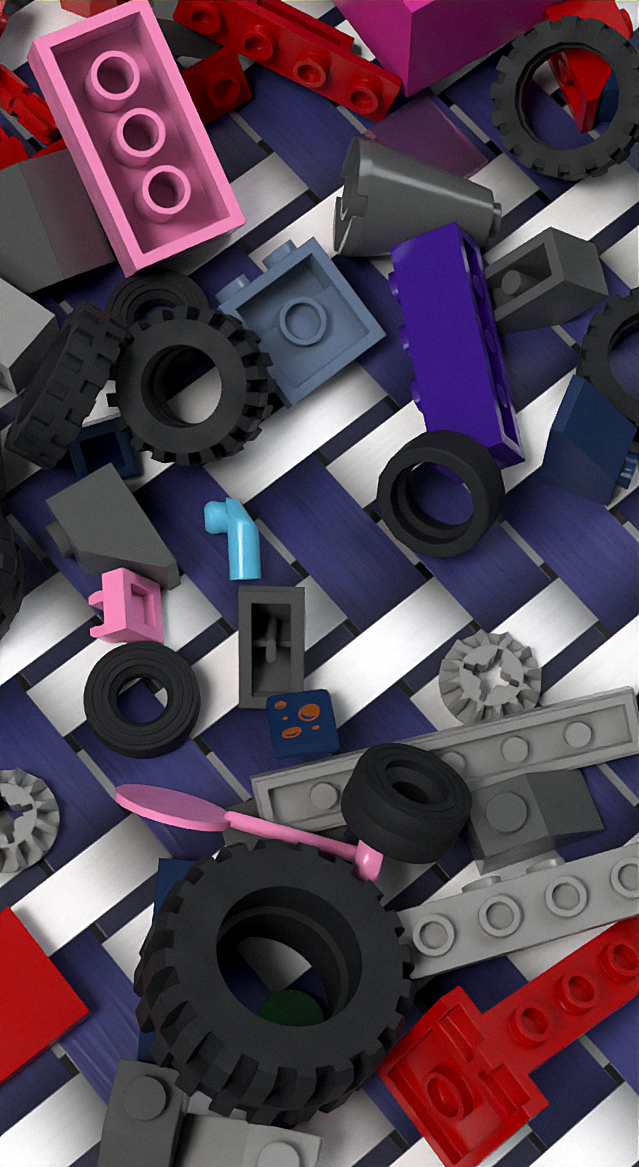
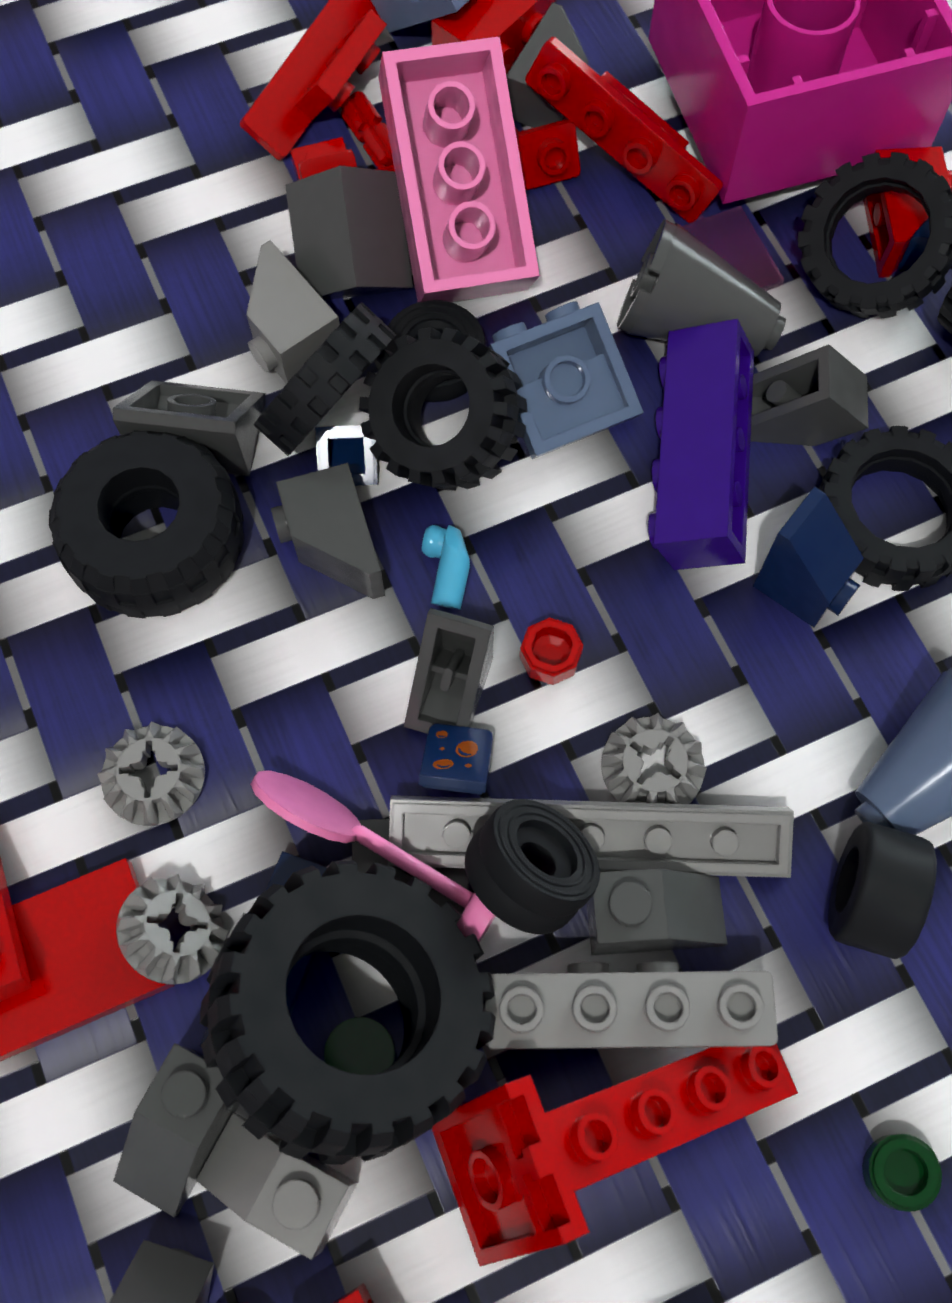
camera: 15 degrees right, 0 degrees up
(62, 979) = (149, 946): none -> light grey gear
(129, 608) = (326, 605): bright pink tile -> none
(133, 662) = (306, 657): black tyre -> none
(361, 596) = (551, 651): none -> red tile
(411, 523) = (614, 586): black tyre -> none

